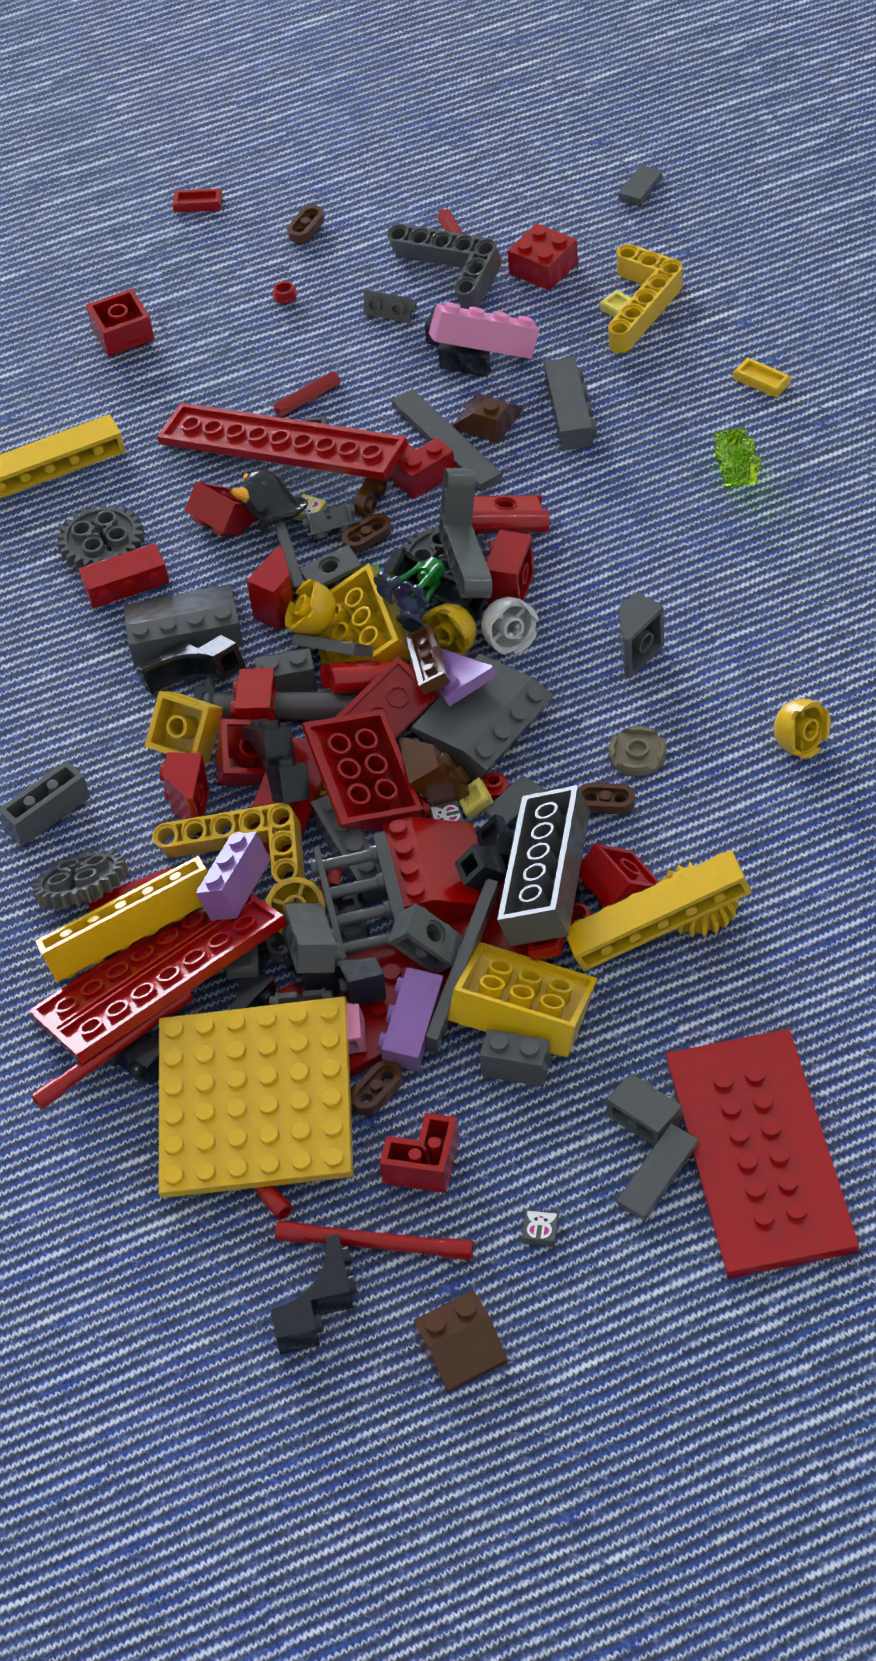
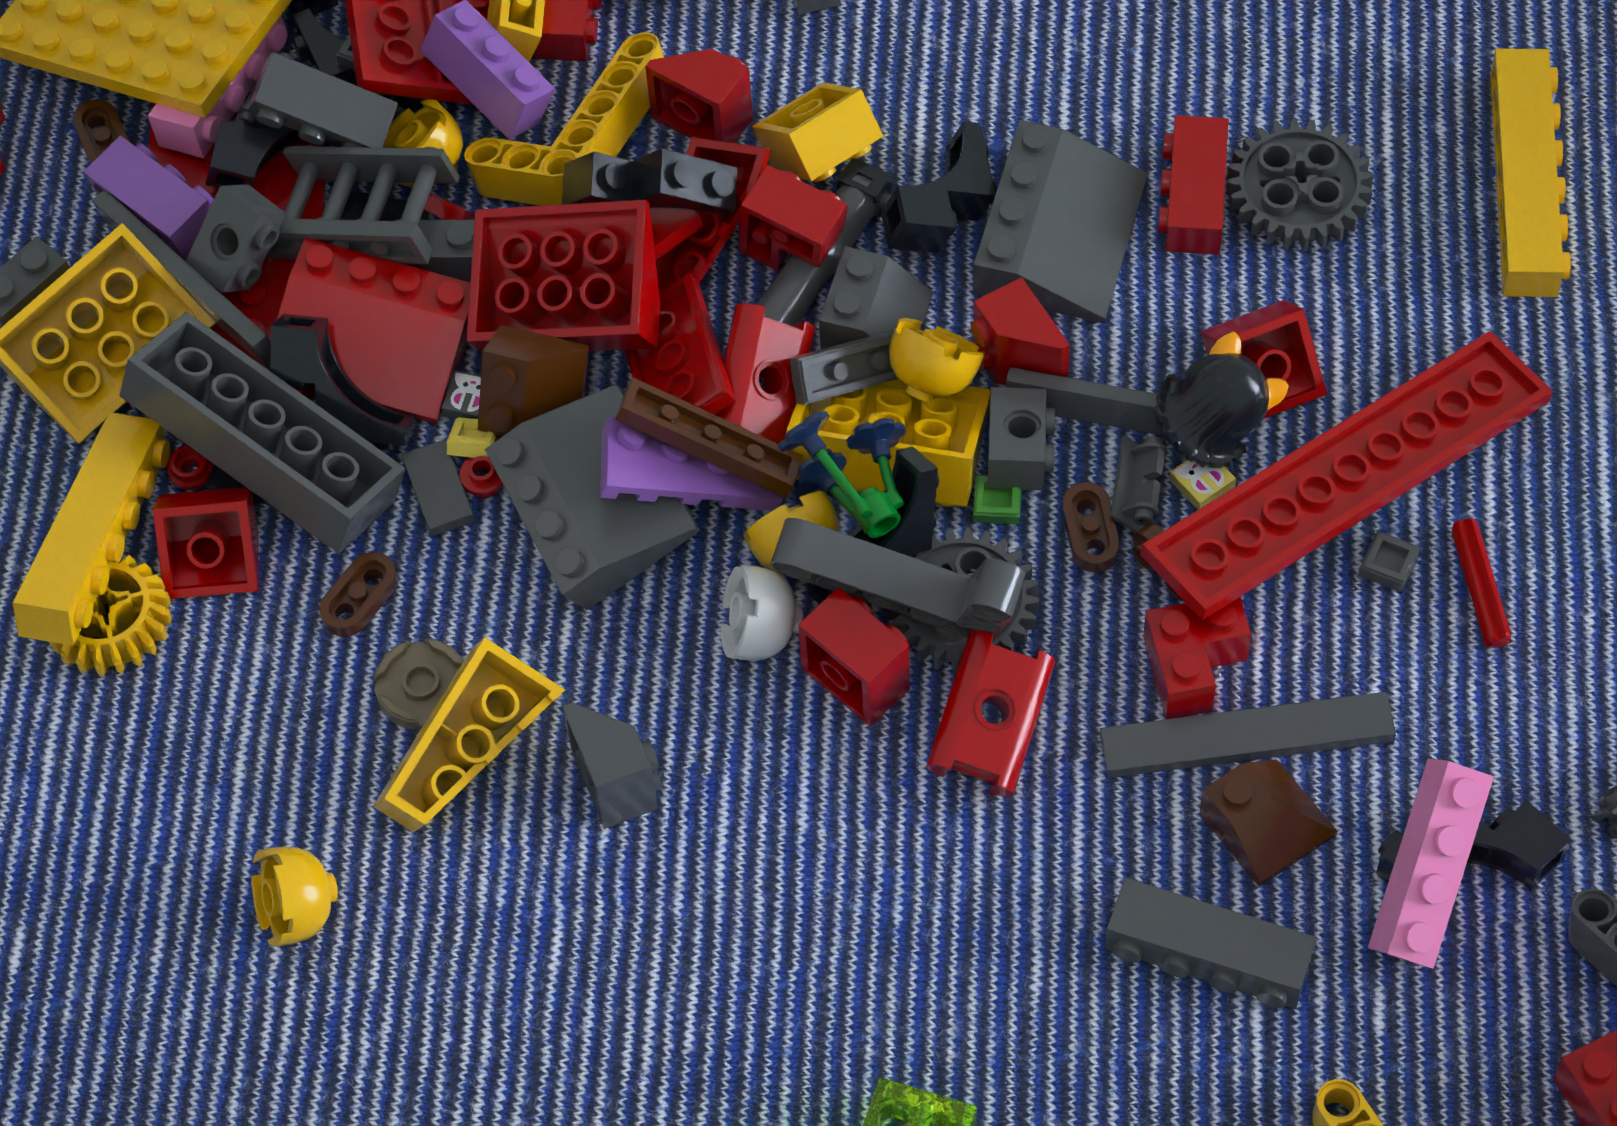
camera: 115 degrees right, 10 degrees up
(664, 701) = (471, 724): none -> yellow wedge

